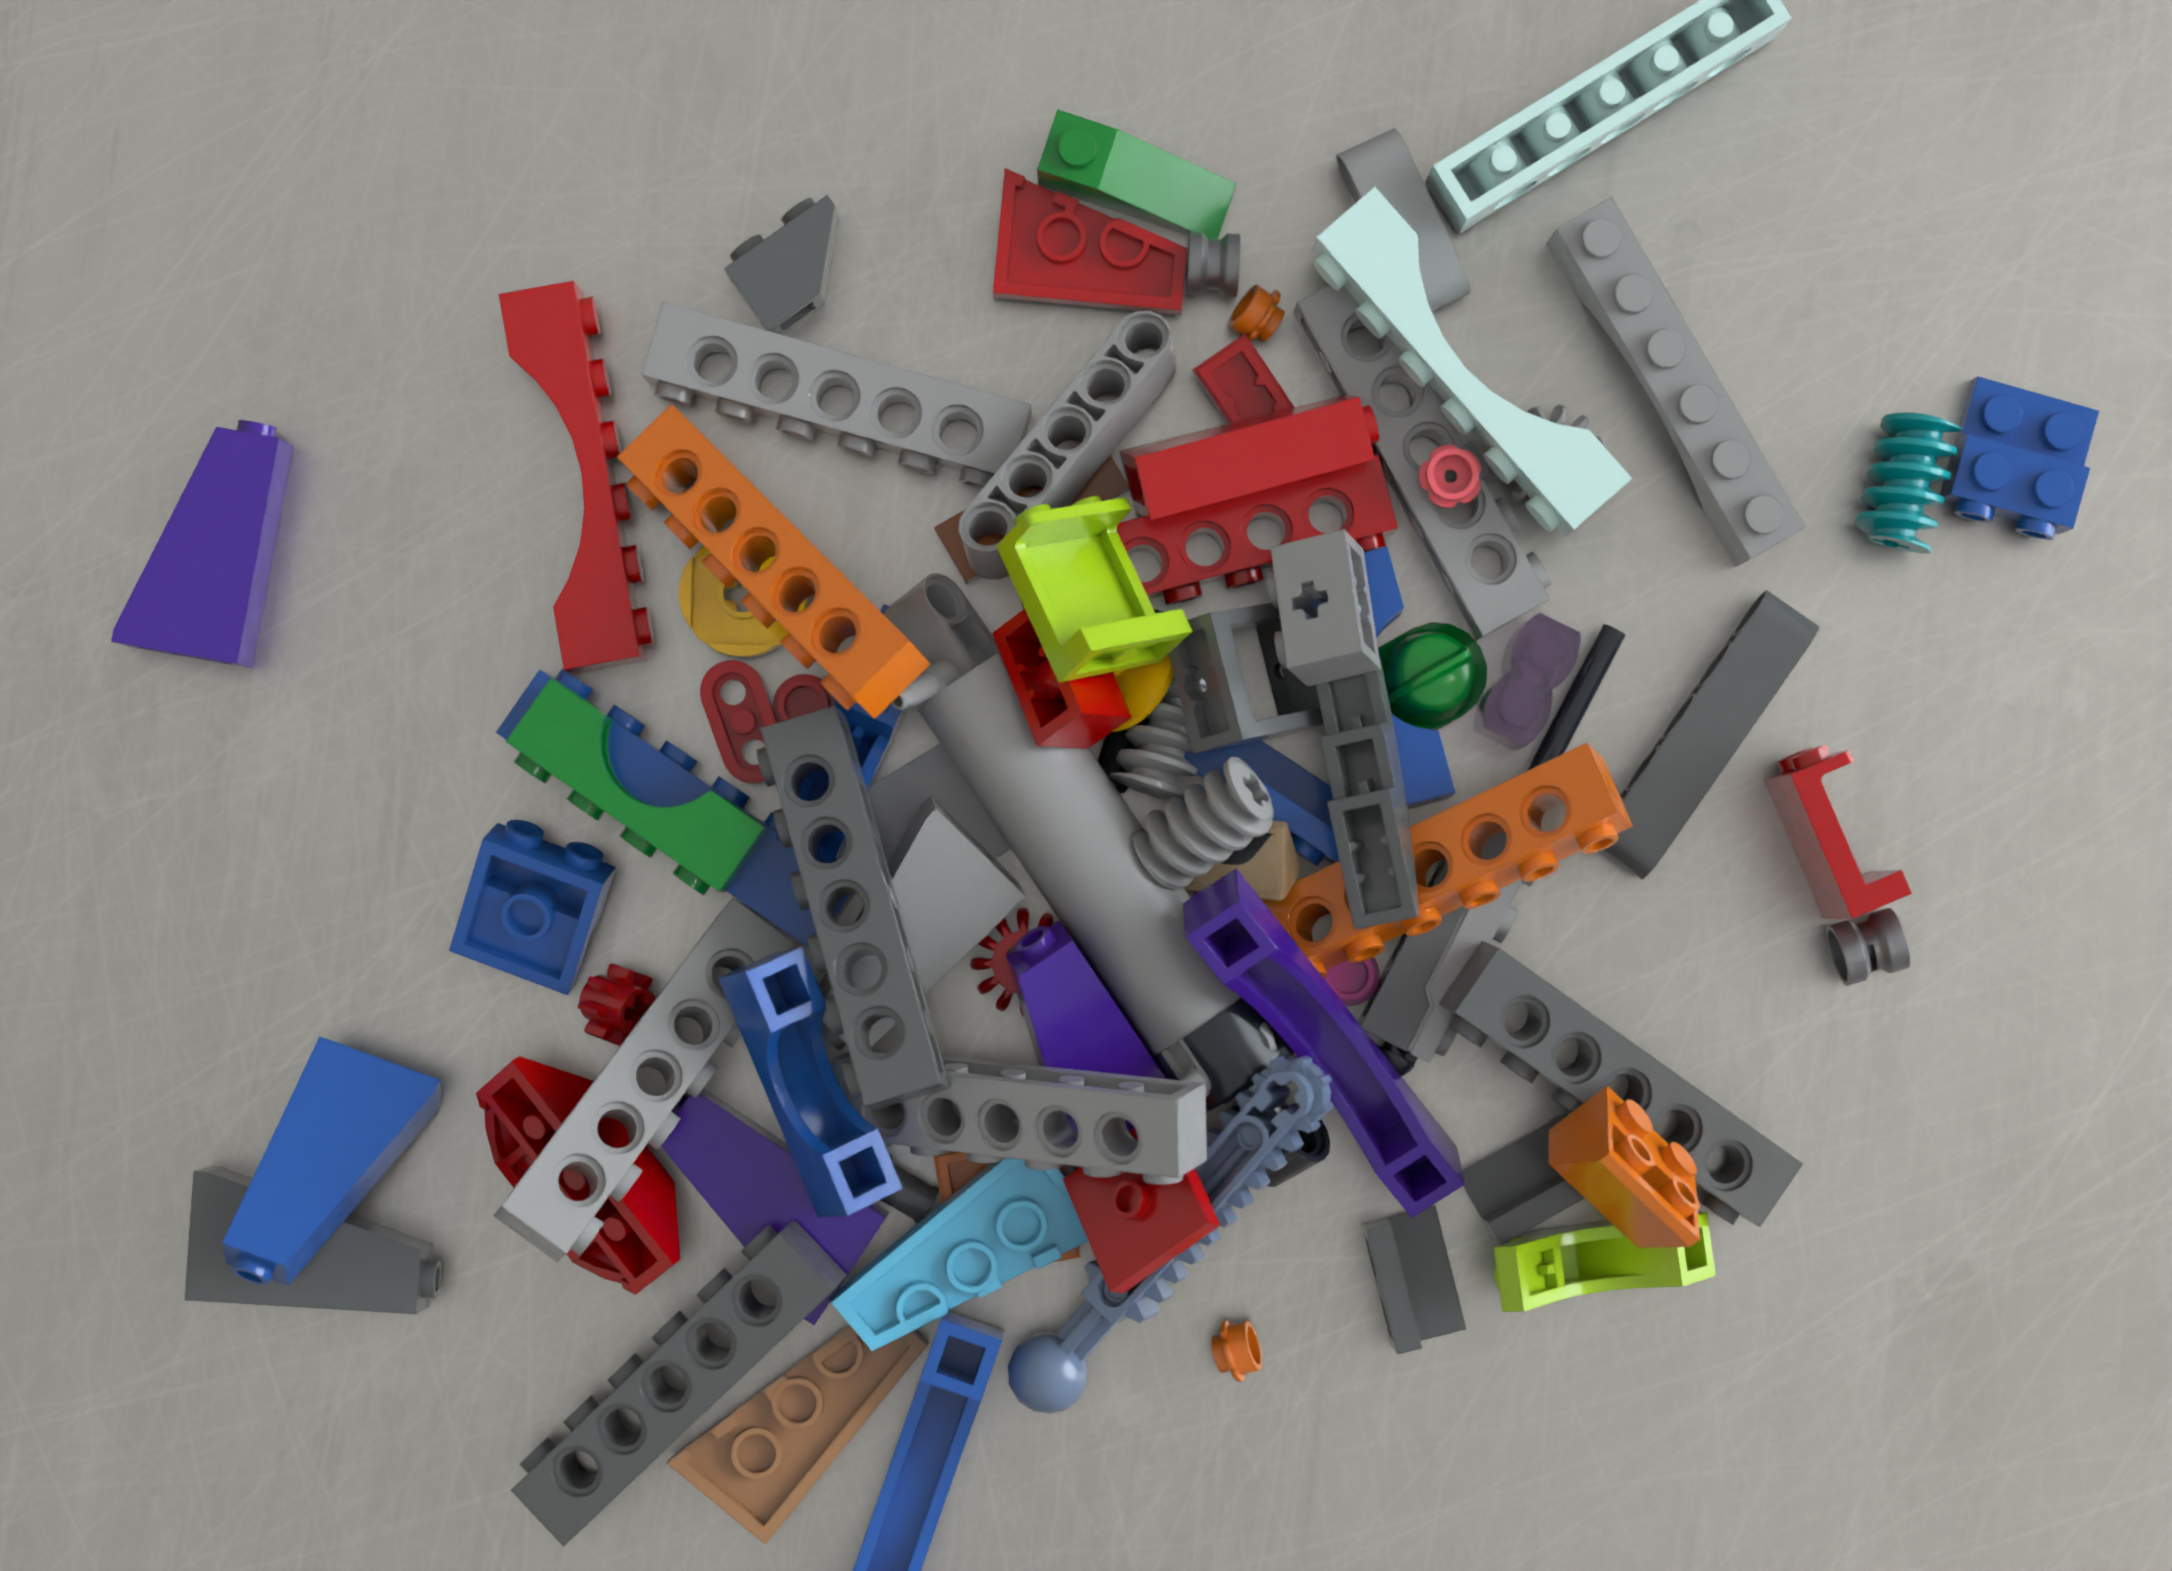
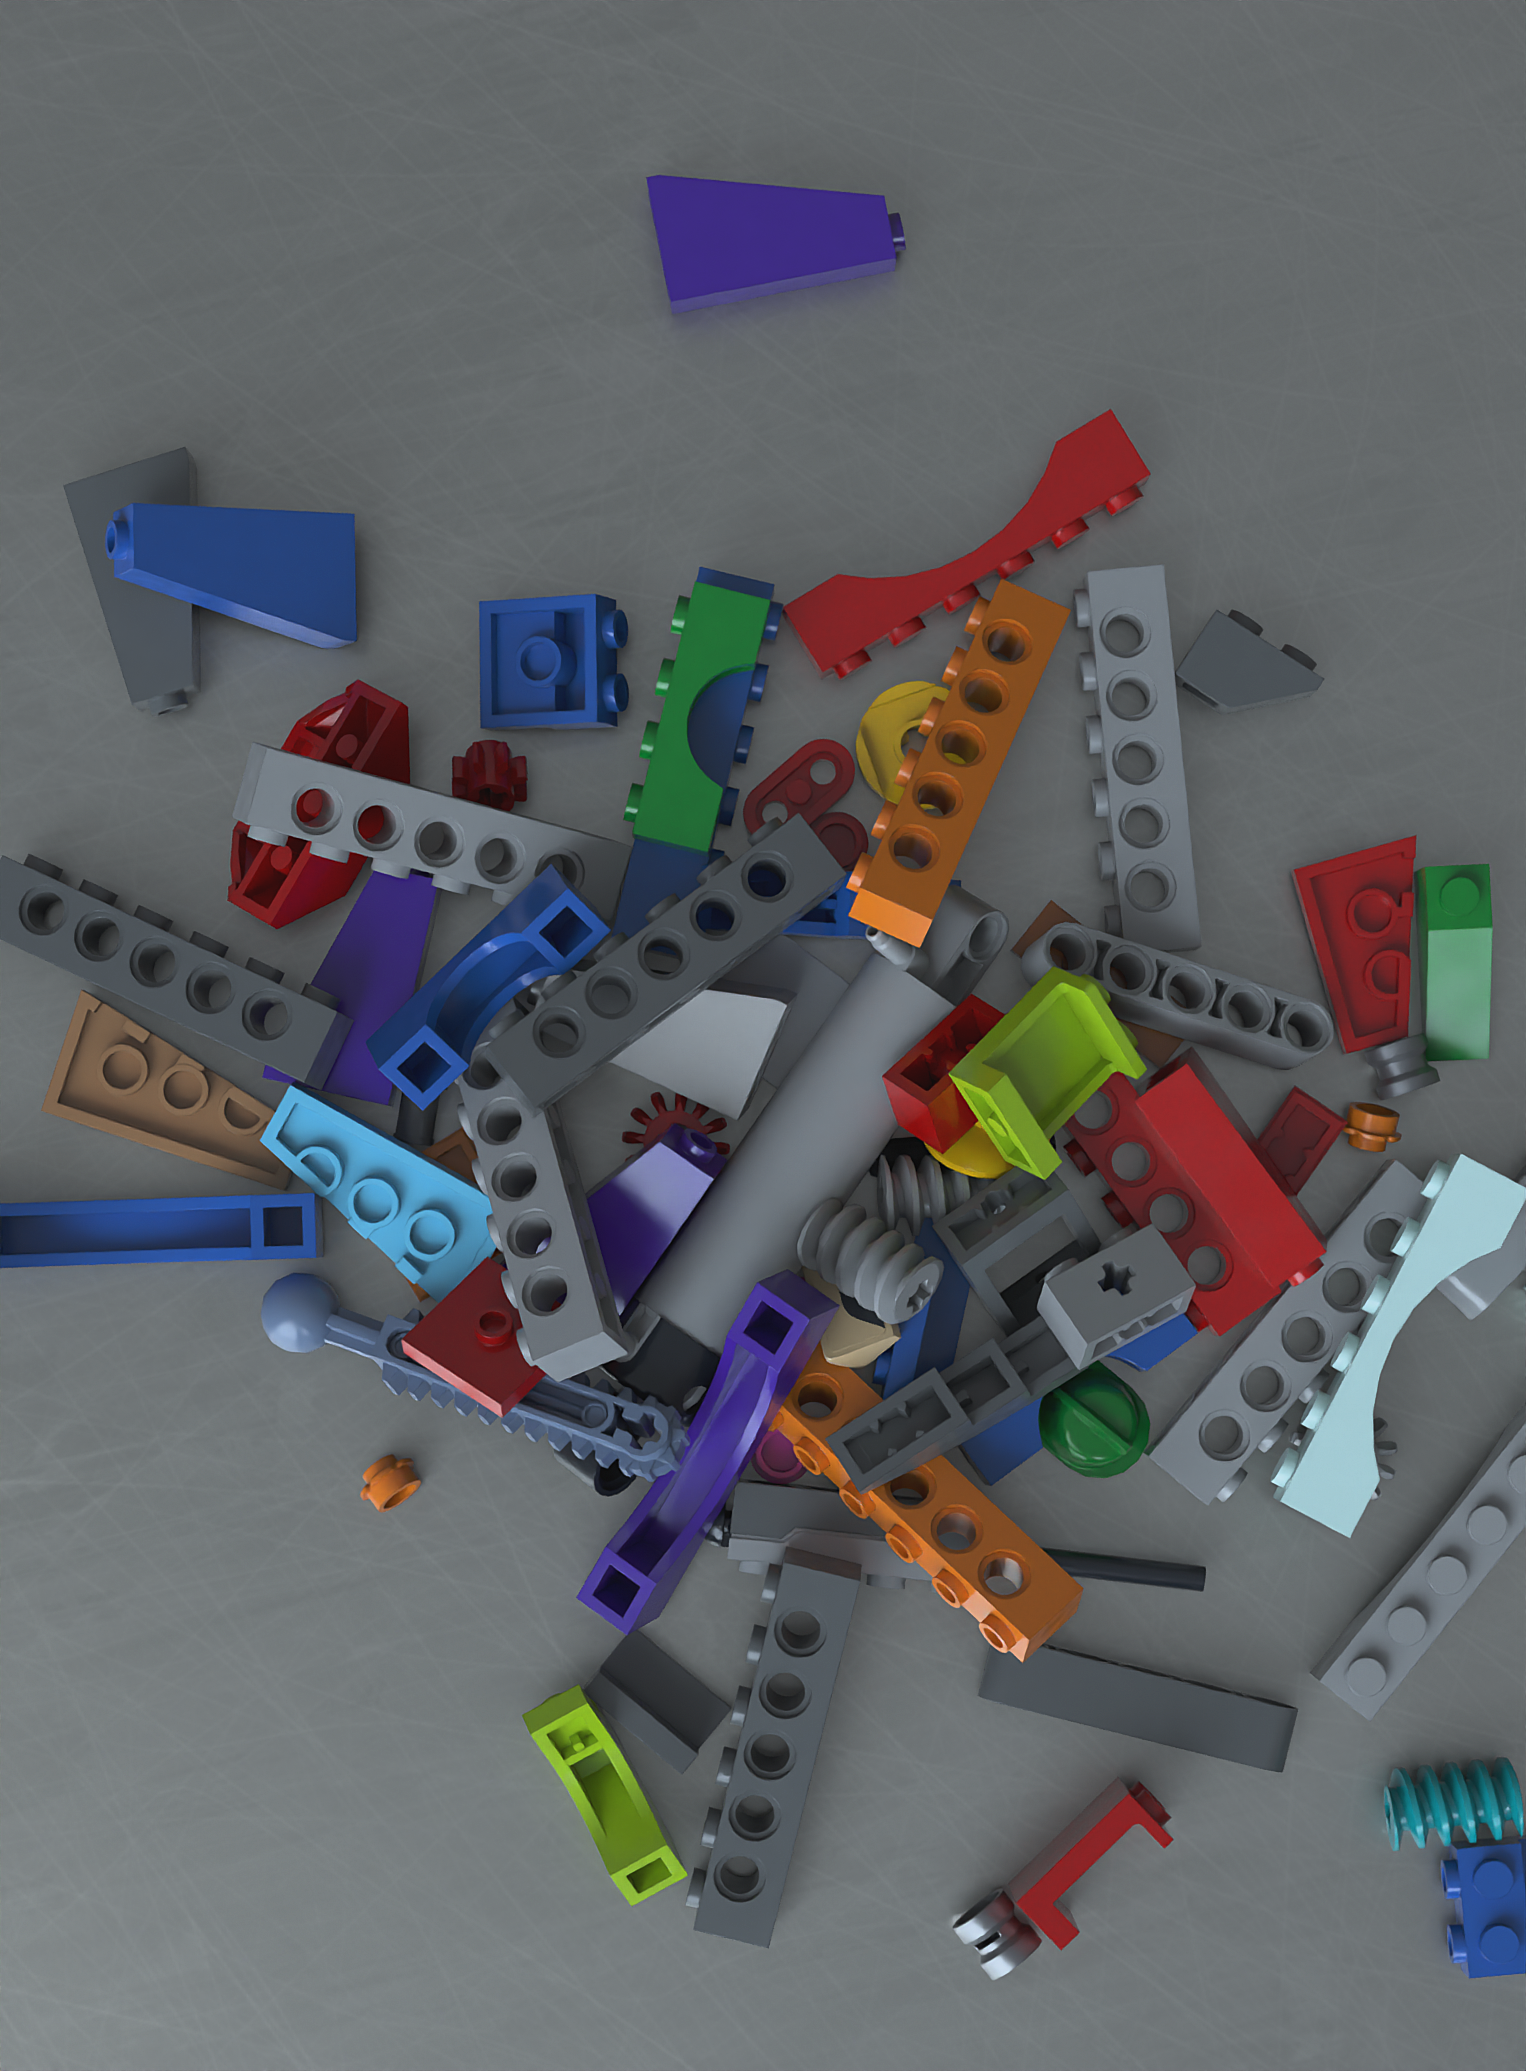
camera: 70 degrees right, 0 degrees up
(1413, 1278) = (520, 1623): dark grey panel -> none
(1446, 459) = (1303, 1374): coral plate -> none
(1532, 665) = (1140, 1514): clear purple brick -> none
(1628, 1171) = (698, 1781): orange slope -> none

